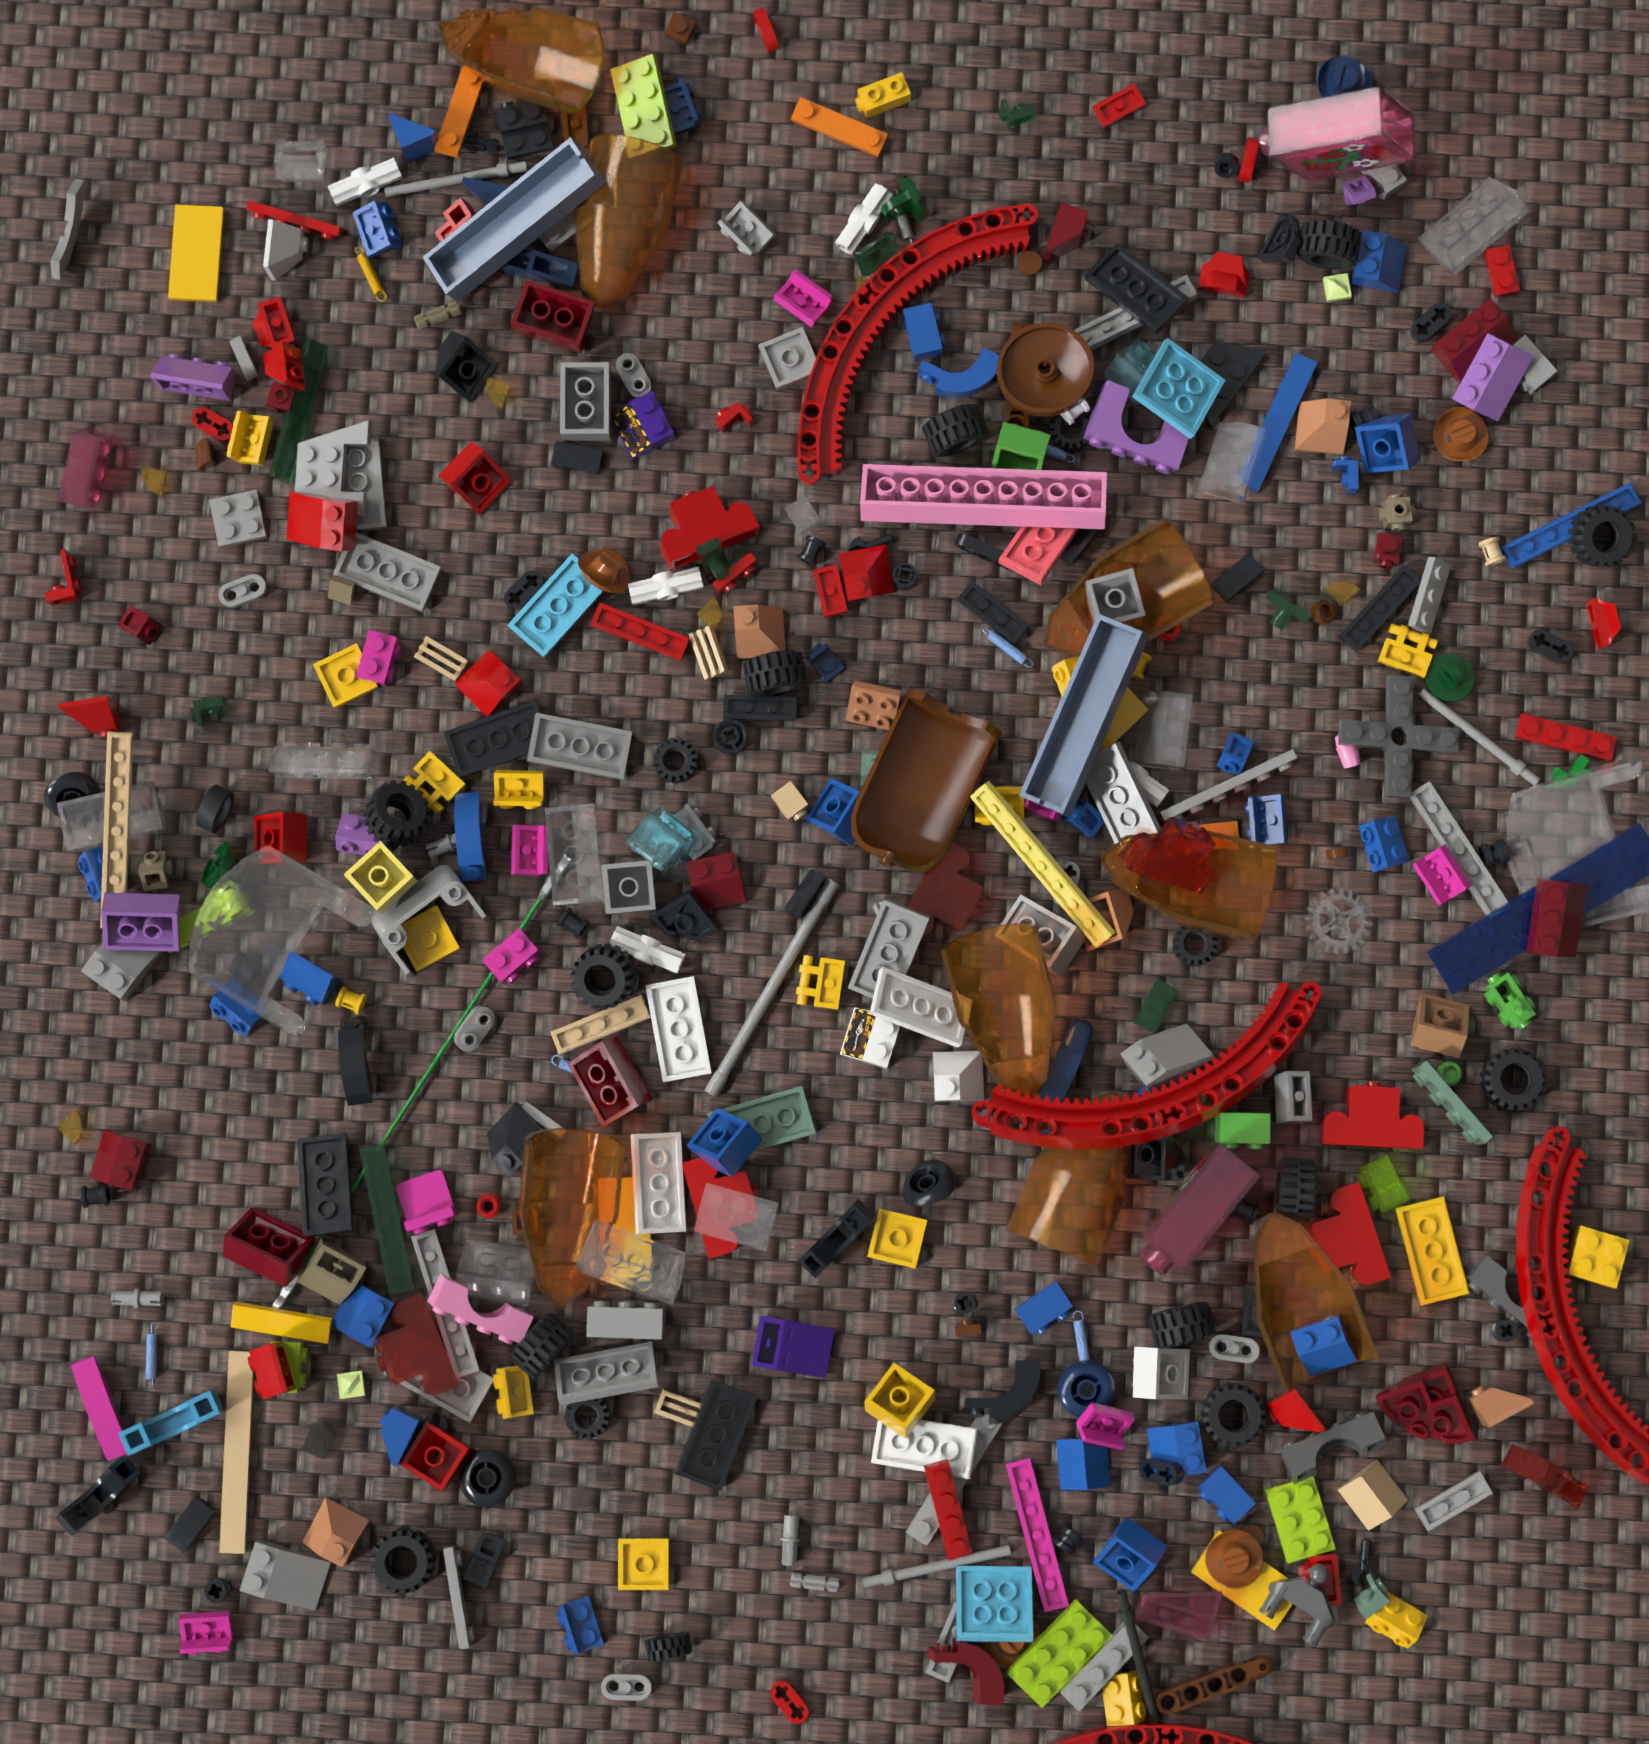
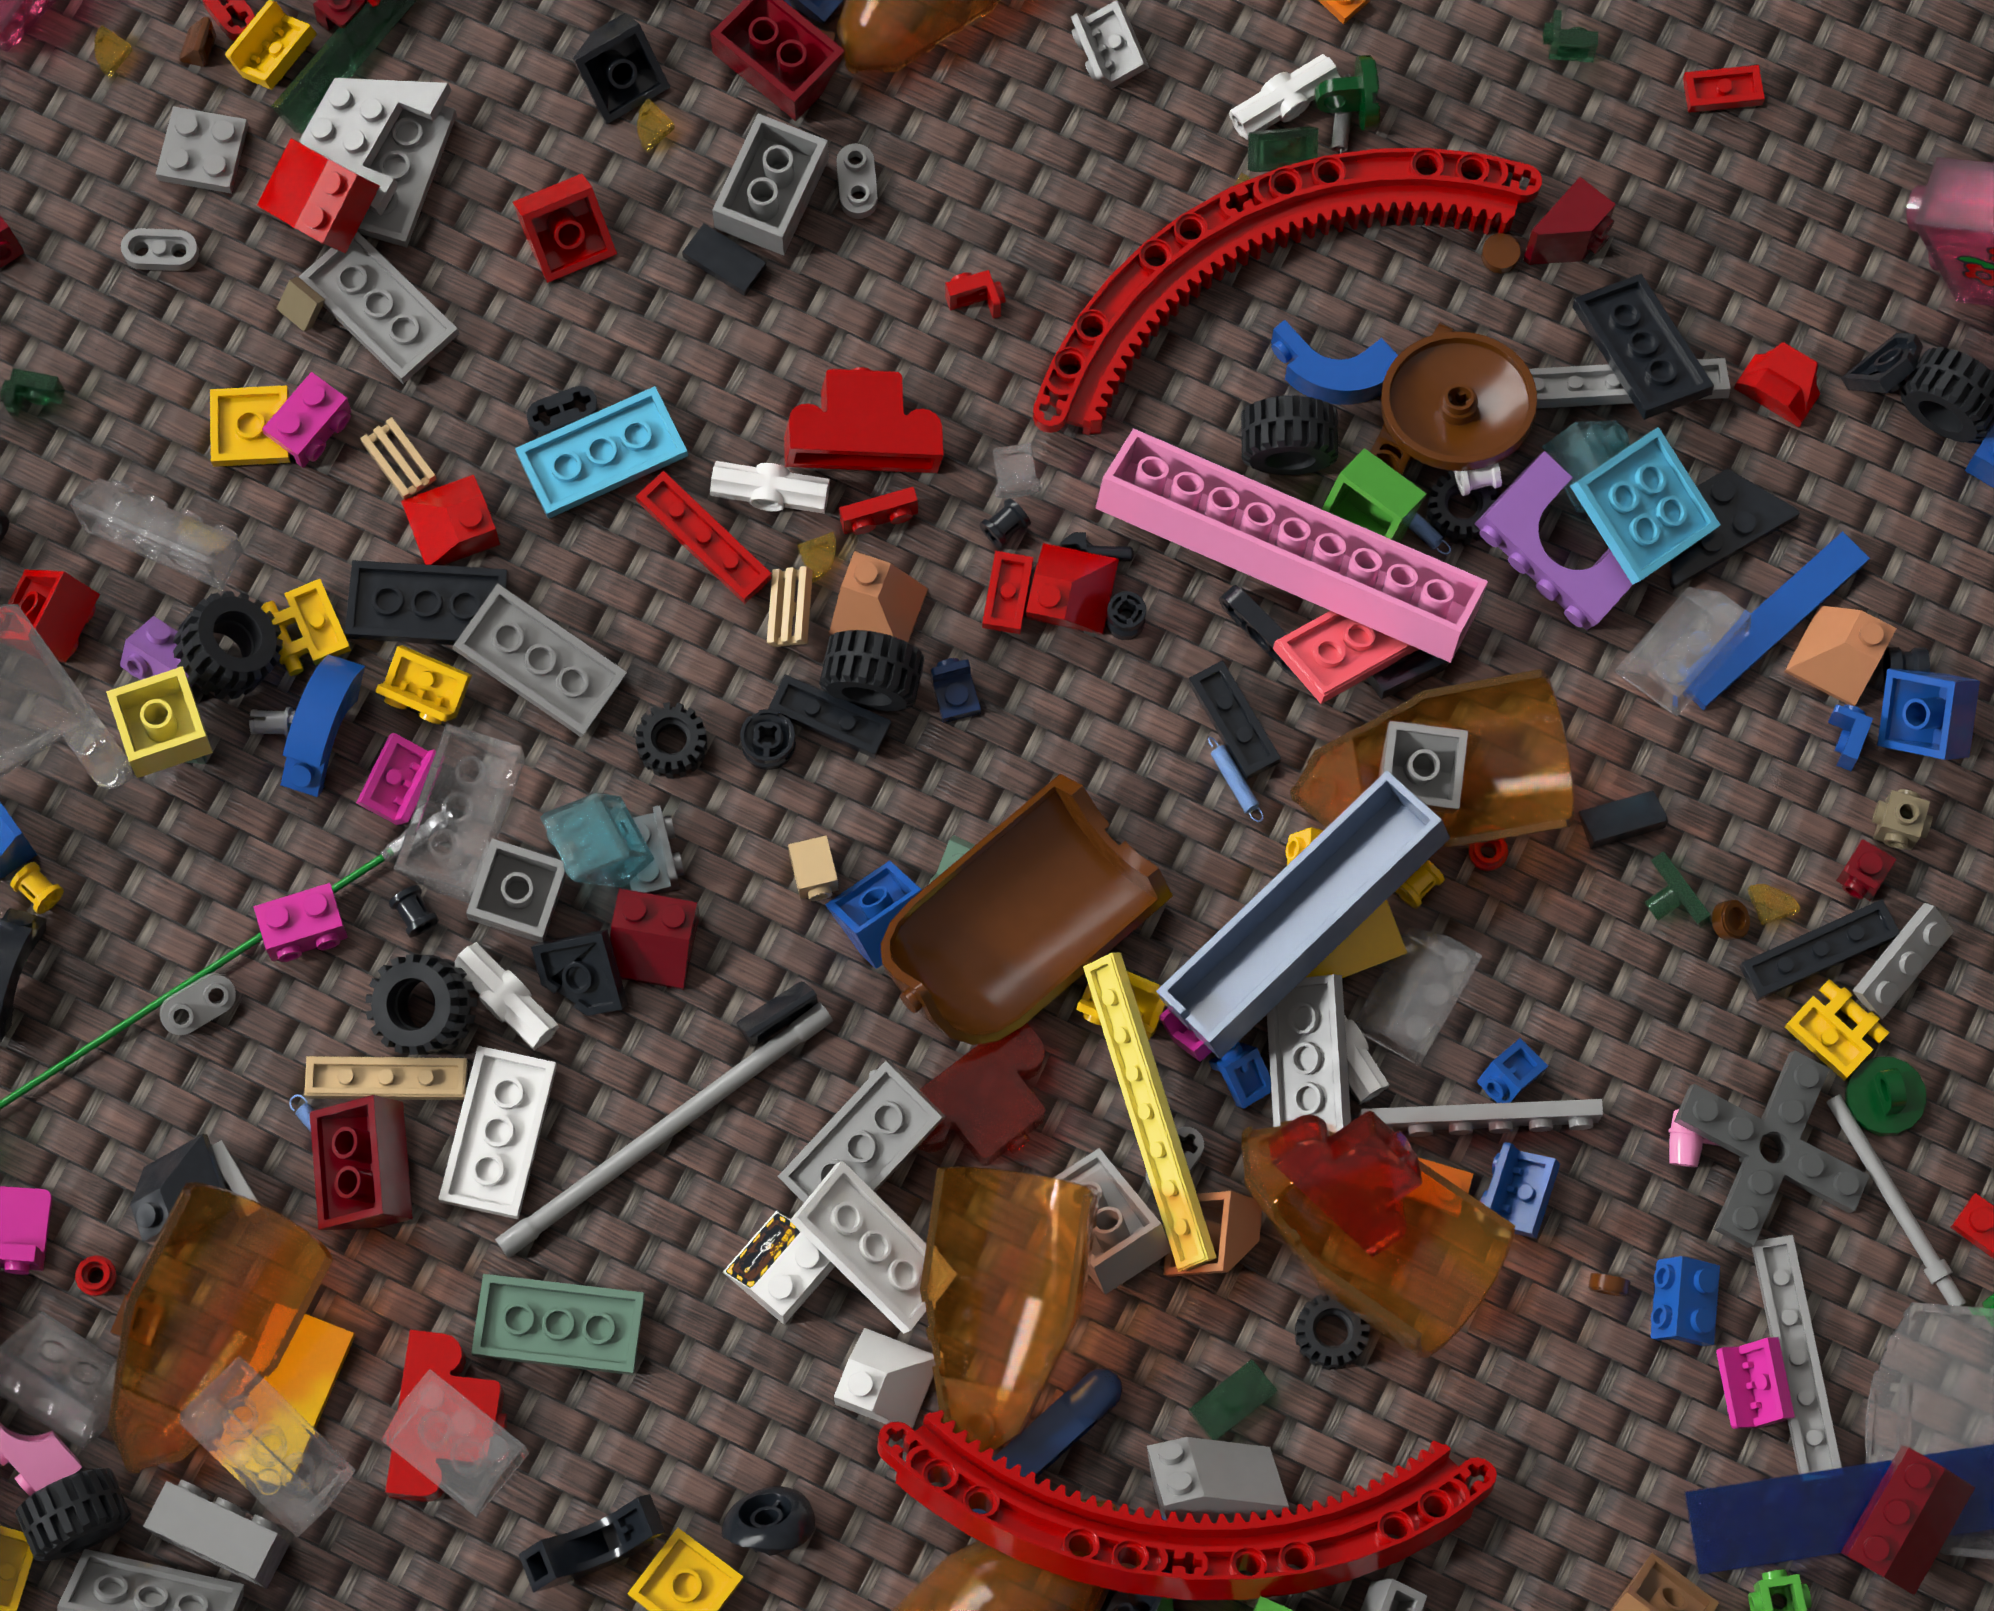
camera: 15 degrees right, 10 degrees down
(428, 939) = (189, 845): yellow plate -> none
(439, 882) = (244, 774): light grey windscreen -> none
(605, 570) = (692, 428): dark orange hat -> none
(643, 426) = (839, 252): dark purple slope -> none
(658, 1183) = (362, 1347): white plate -> none
(713, 559) = (855, 473): clear green tile -> none
(725, 1142) = (489, 1324): blue slope -> none
(788, 358) = (1090, 243): light grey plate -> none
(803, 298) = (1150, 170): dark pink bracket -> none
(828, 982) = (752, 1158): yellow plate -> none
(872, 705) = (996, 777): nougat bracket -> none
(923, 332) = (1303, 284): blue brick -> none
(1226, 165) = (1847, 230): black tile -> none
(1248, 159) = (1883, 236): red beam -> none
(1337, 287) = (1942, 466): yellowish green tile -> none
(1345, 929) = (1569, 1406): clear gear -> none
(1494, 853) = (1850, 1386): black wheel -> none

